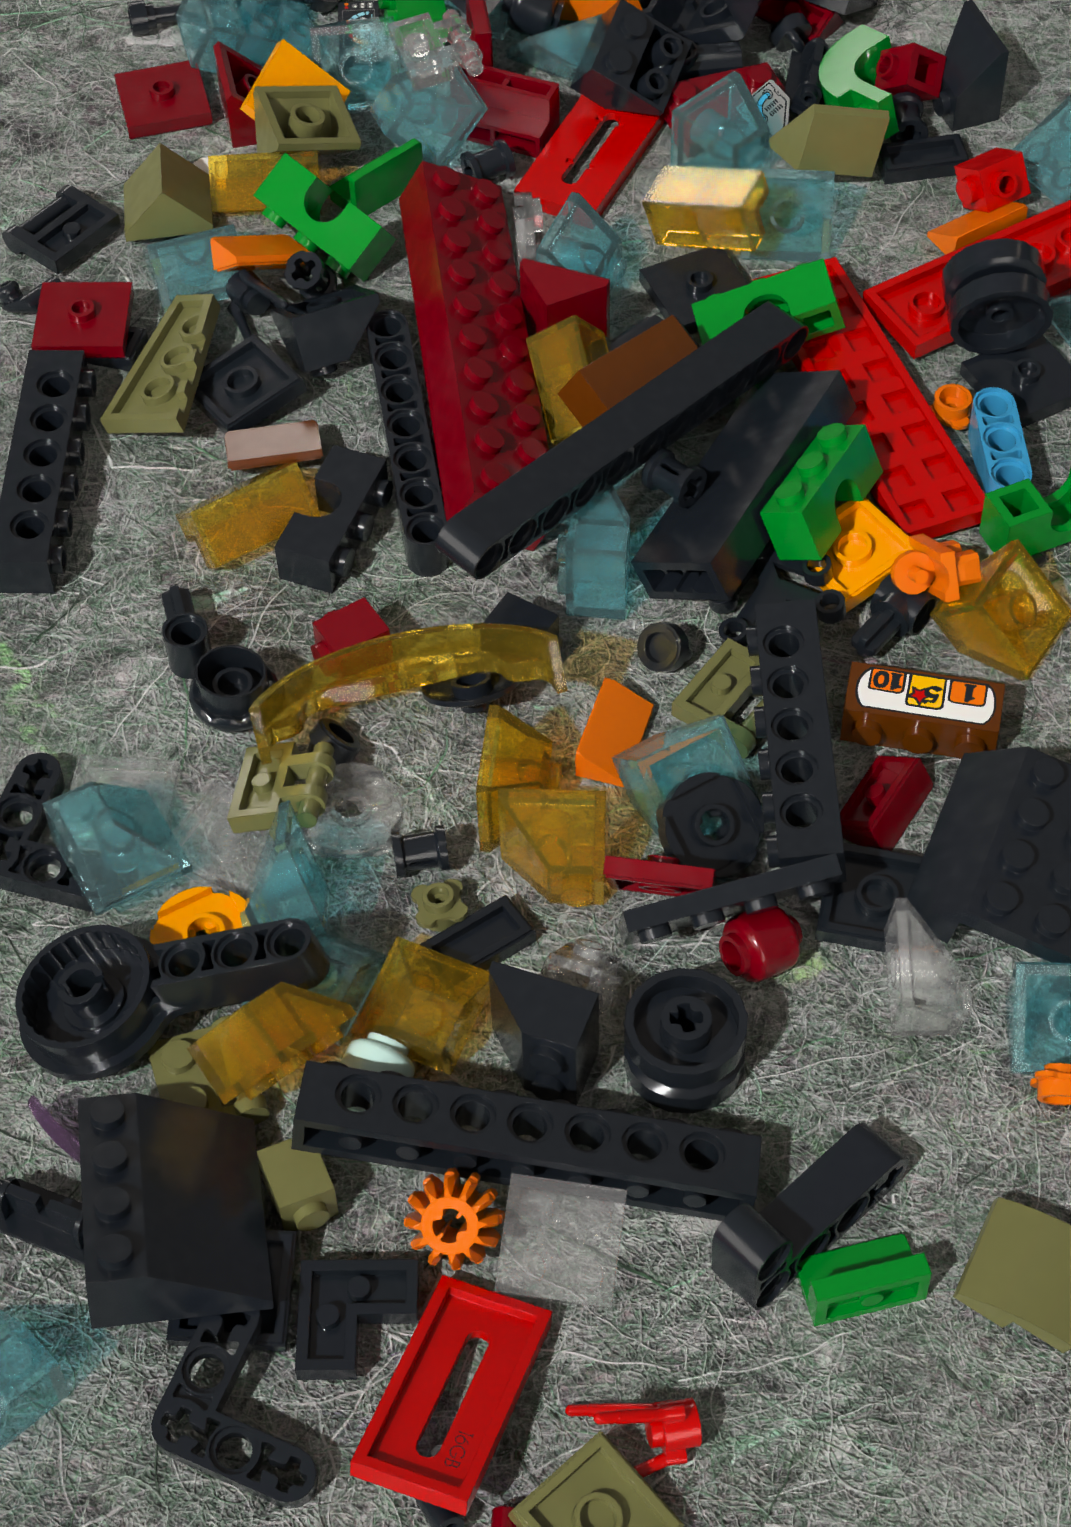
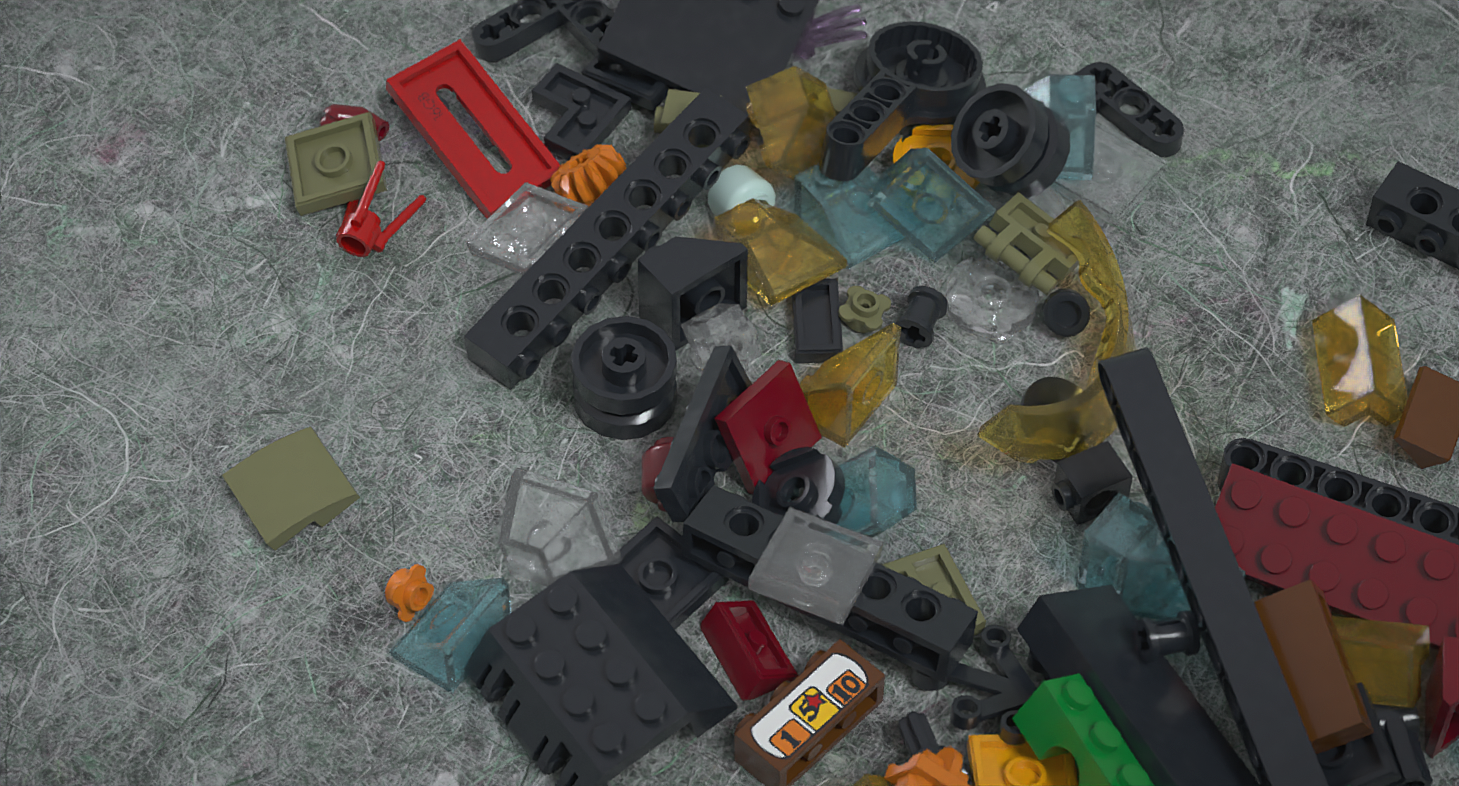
camera: 120 degrees right, 0 degrees up
(181, 831) = (1010, 141): none -> black wheel
(183, 632) = (1238, 267): black axle -> none
(227, 686) = (1162, 268): black piece -> none
(323, 548) = (1285, 396): black arch -> none
(346, 628) = (1175, 363): dark red brick -> none
(512, 759) = (940, 385): clear yellow slope -> none
(613, 726) = (953, 500): orange slope -> none
(663, 647) = (1011, 575): black tile -> none
(762, 1250) = (435, 369): black beam -> none
(819, 715) = (815, 565): none -> clear plate
(863, 1279) = (371, 392): green panel -> none

